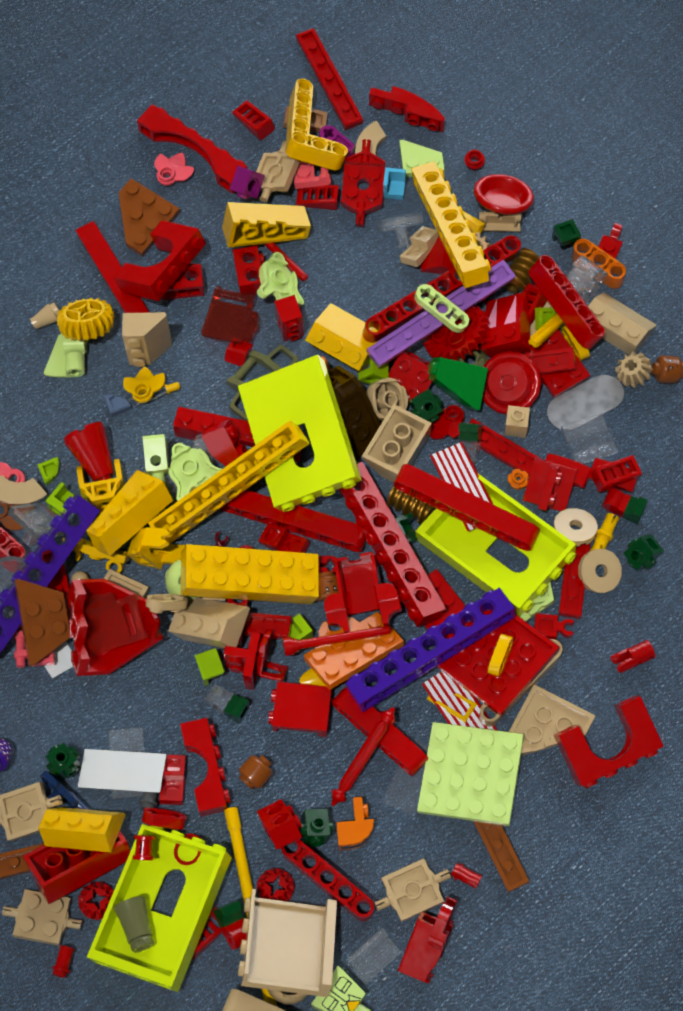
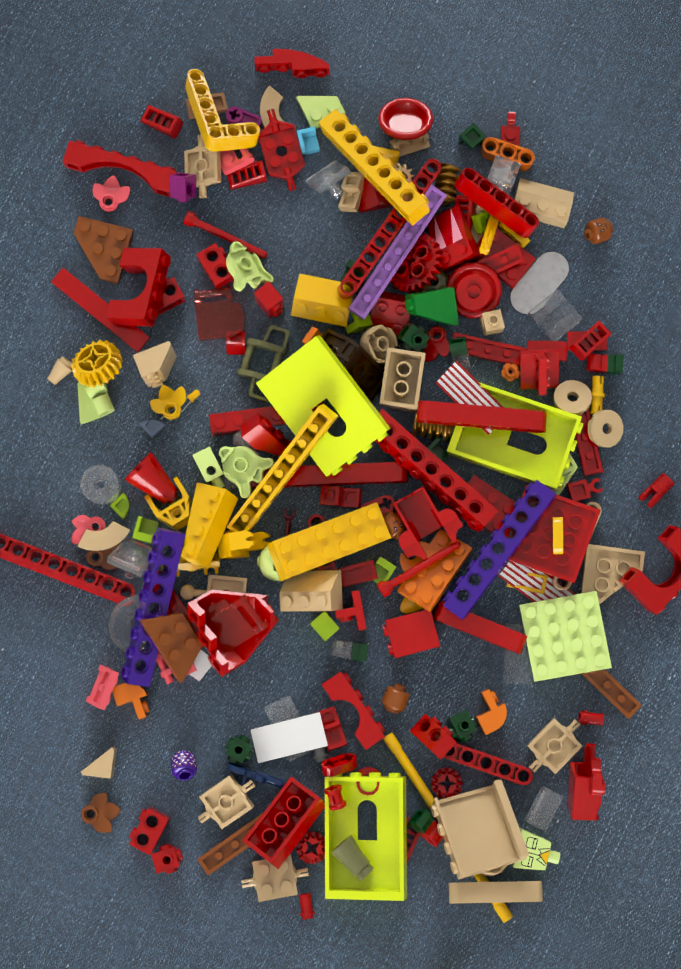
camera: 25 degrees left, 15 degrees up
(37, 439) = (90, 481): none -> clear brick
(80, 828) = (280, 800): yellow slope -> none
(164, 602) = (271, 592): tan plate -> none
(261, 660) = (375, 604): red piece -> none
(264, 223) = (214, 221): yellow wedge -> none
(329, 79) = (212, 58): red tile -> none
(363, 756) = (477, 655): red wheel -> none
(440, 299) = (409, 259): yellowish green beam -> none
(474, 155) = (367, 88): red plate -> none
(633, 369) = (563, 241): tan gear -> none
(643, 552) = (635, 400): dark green brick -> none

